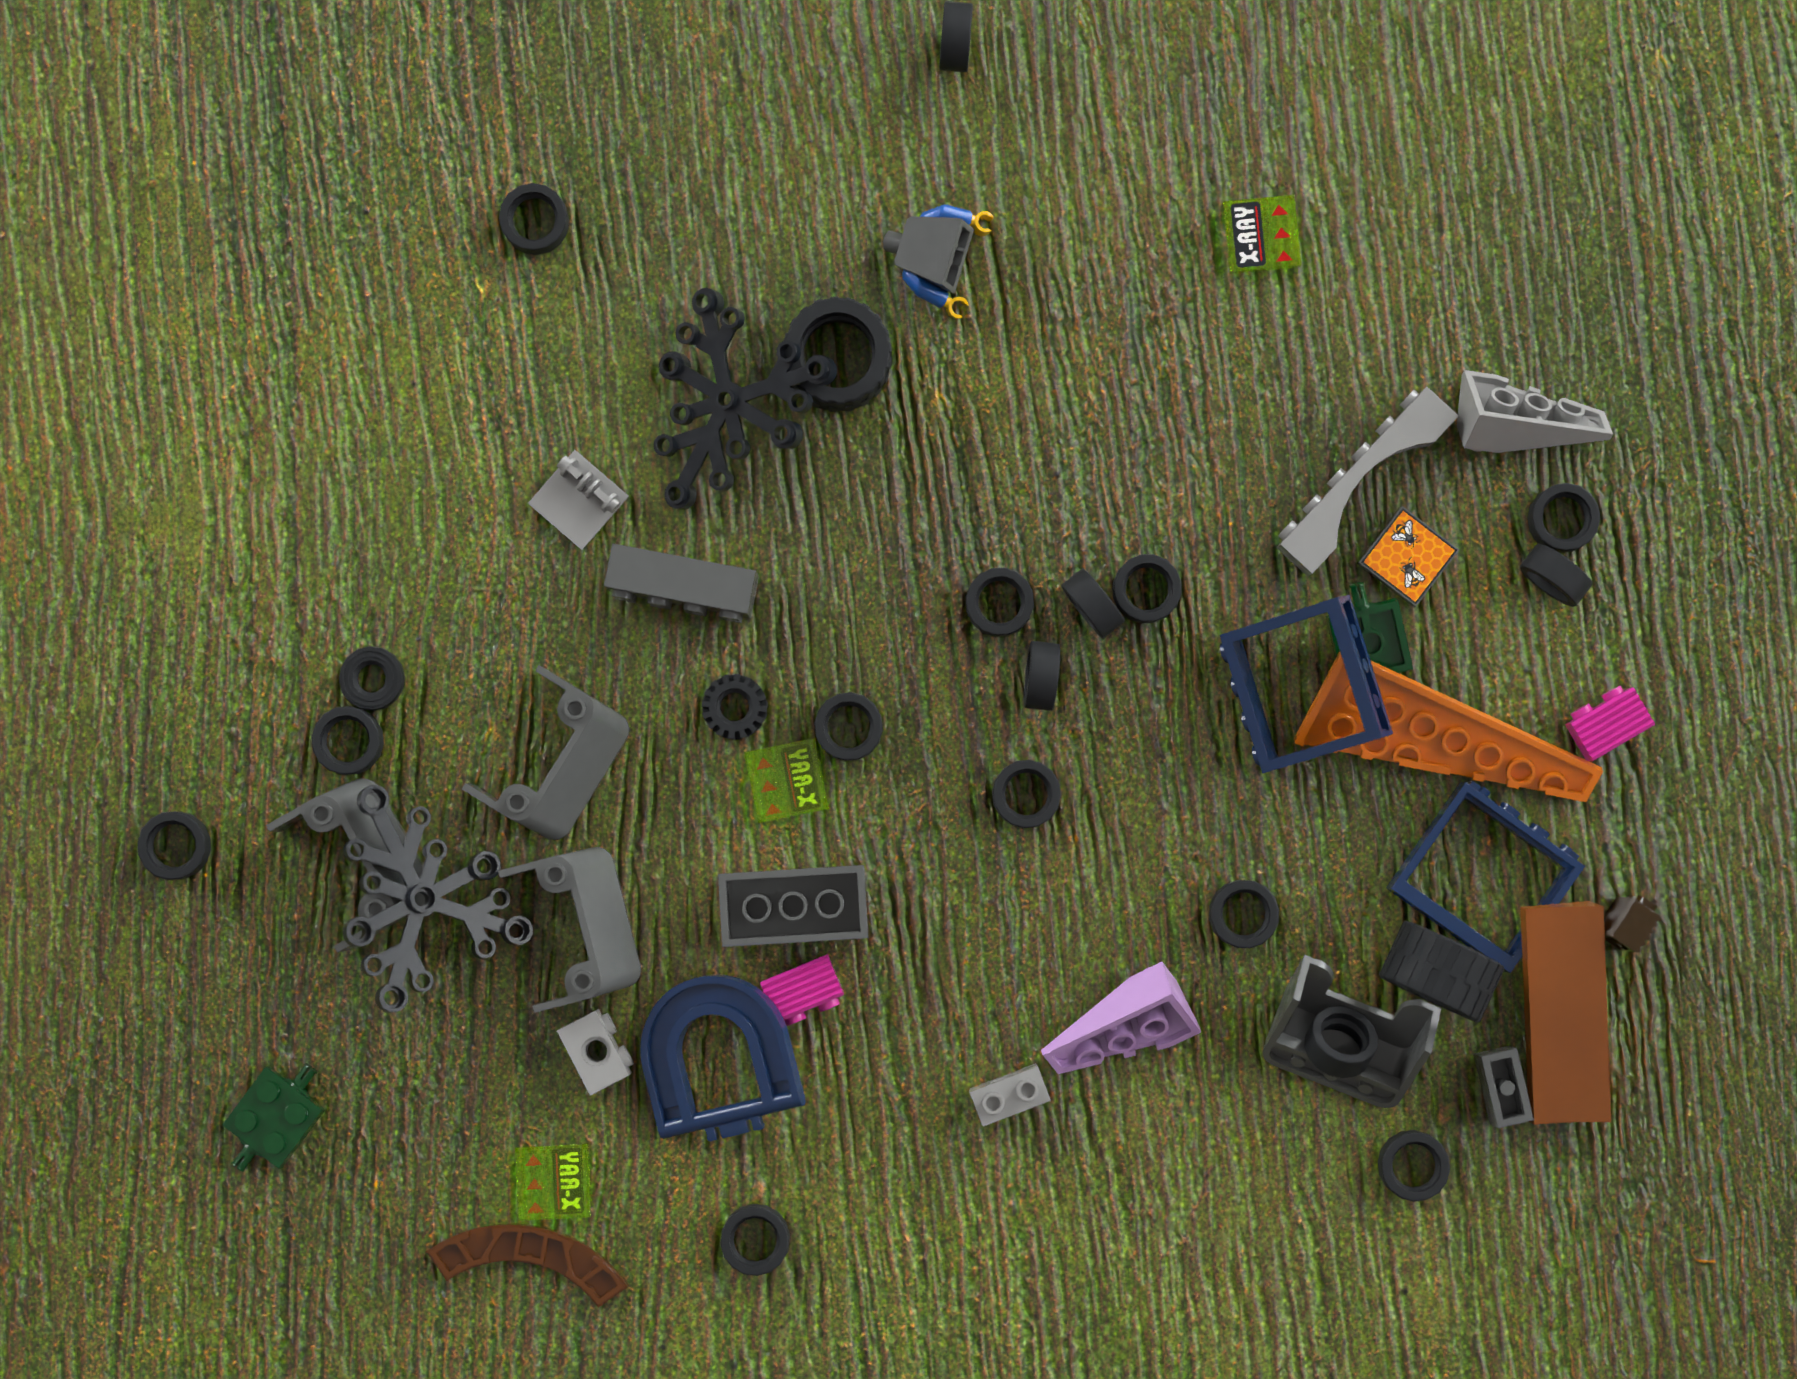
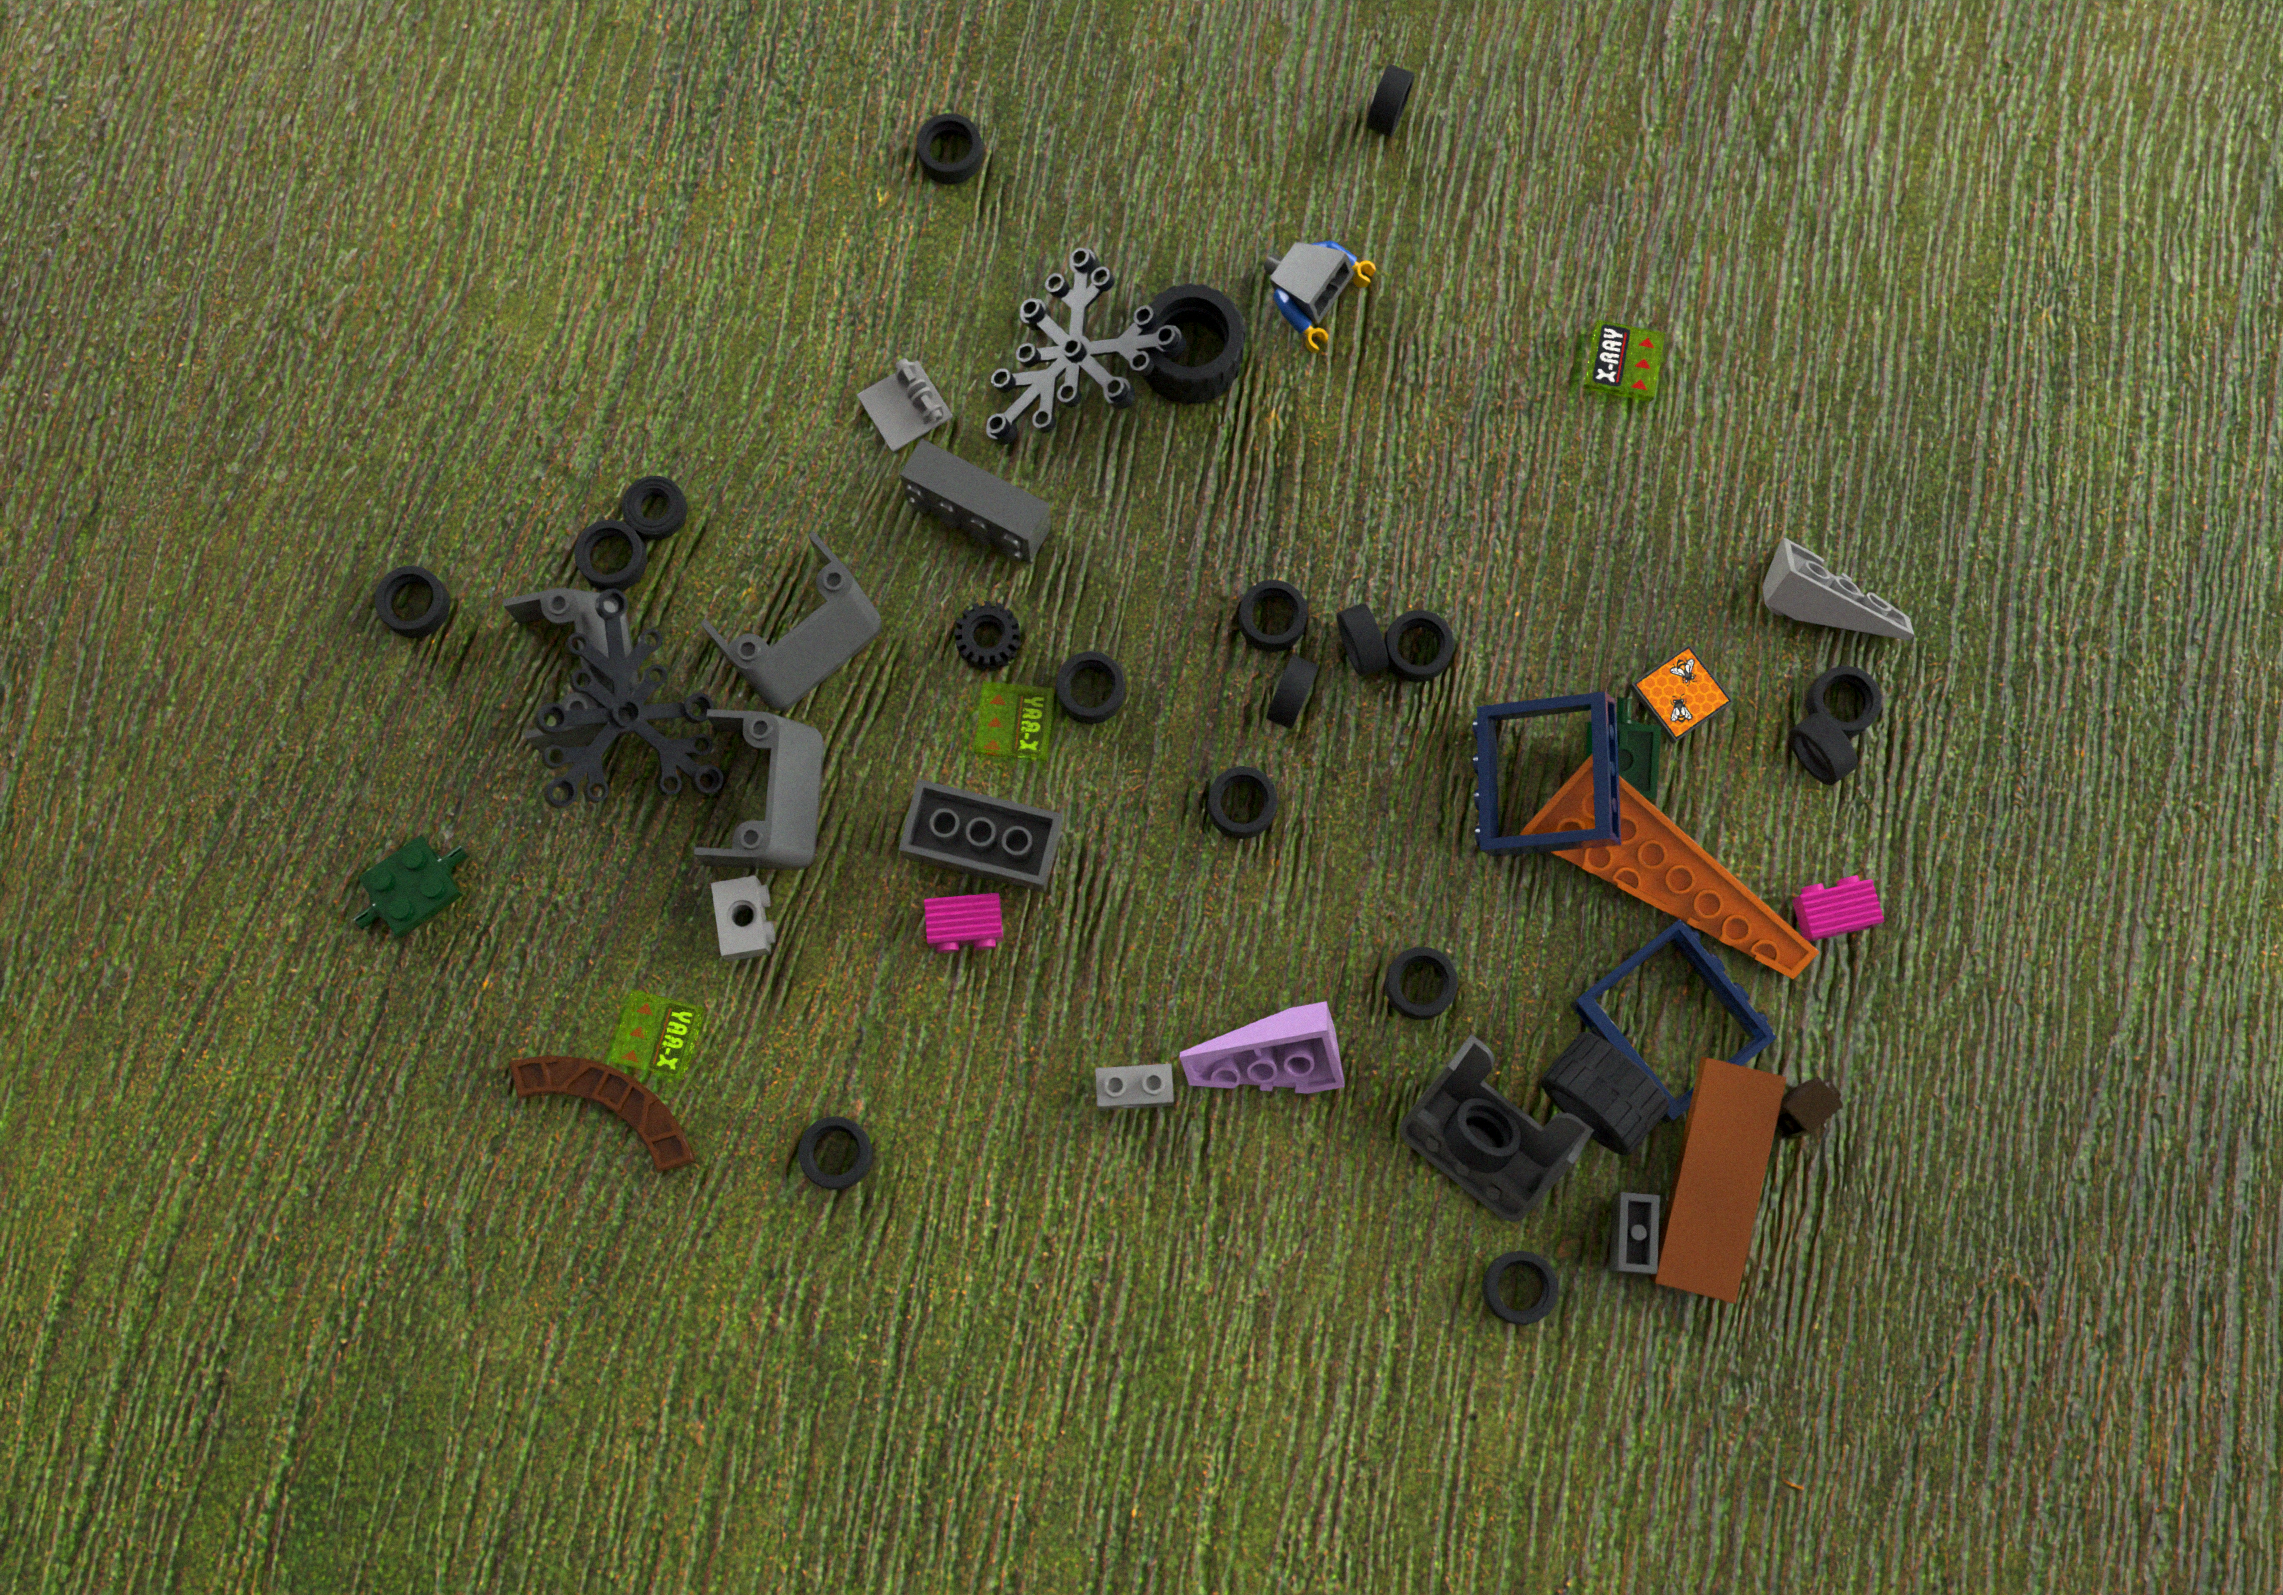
camera: 15 degrees right, 10 degrees down
(768, 1046) = (805, 956): dark blue piece -> none
(1316, 535) = (1721, 576): light grey arch -> none

